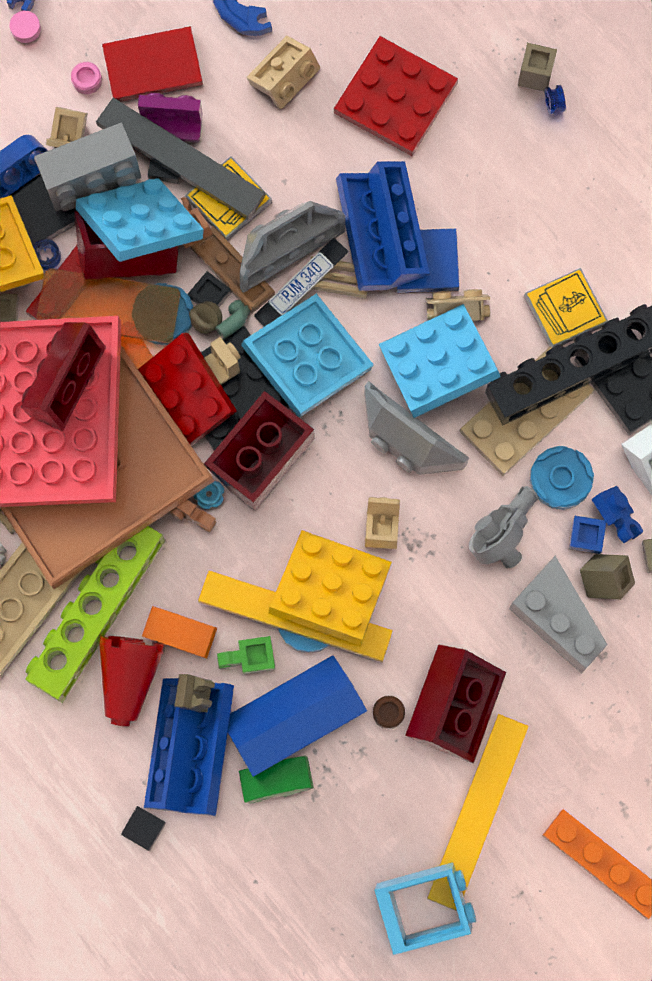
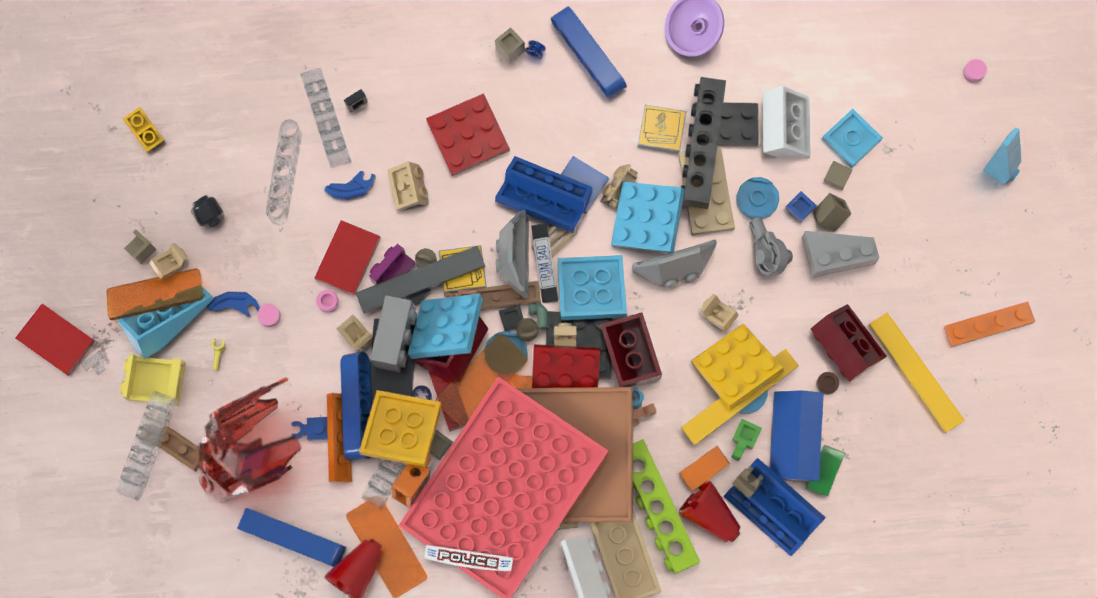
camera: 55 degrees left, 0 degrees up
(63, 374) = (514, 430): dark red slope -> none
(143, 828) = (803, 564): black tile -> none
(213, 147) = (425, 257): none -> dark tan tile
(392, 920) = (971, 441): medium azure window -> none
(596, 161) = (588, 52): none -> beam
(616, 510) = (799, 182): blue plate -> none

